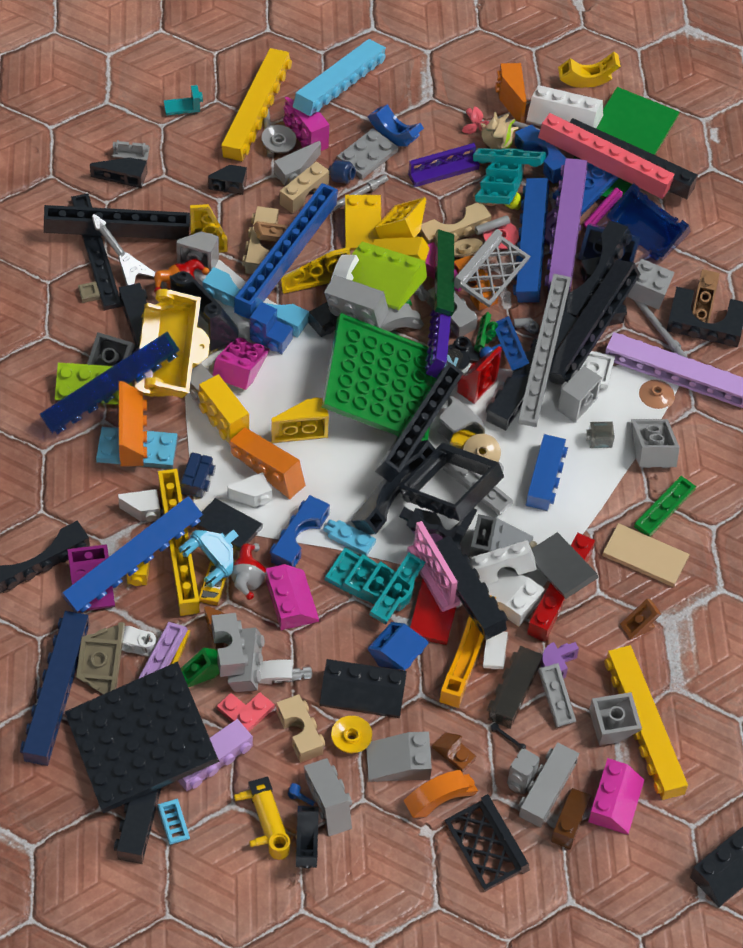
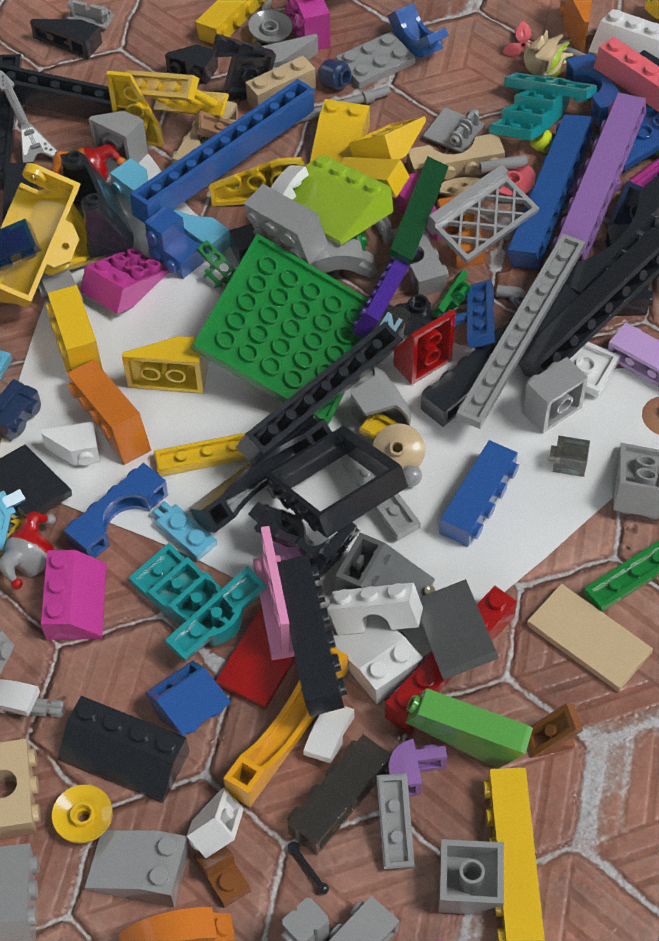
camera: 20 degrees right, 0 degrees up
(238, 209) = (179, 93): none -> yellow fence
(279, 176) = (245, 64): none -> black wing
(316, 346) = (215, 264): none -> green piece
(345, 480) = (198, 455): none -> yellow tile
(442, 722) = (215, 824): none -> white slope
(443, 167) = (464, 89): dark purple fence -> none
(445, 201) = (455, 129): none -> light grey hinge
(589, 627) = (469, 728): none -> bright green slope

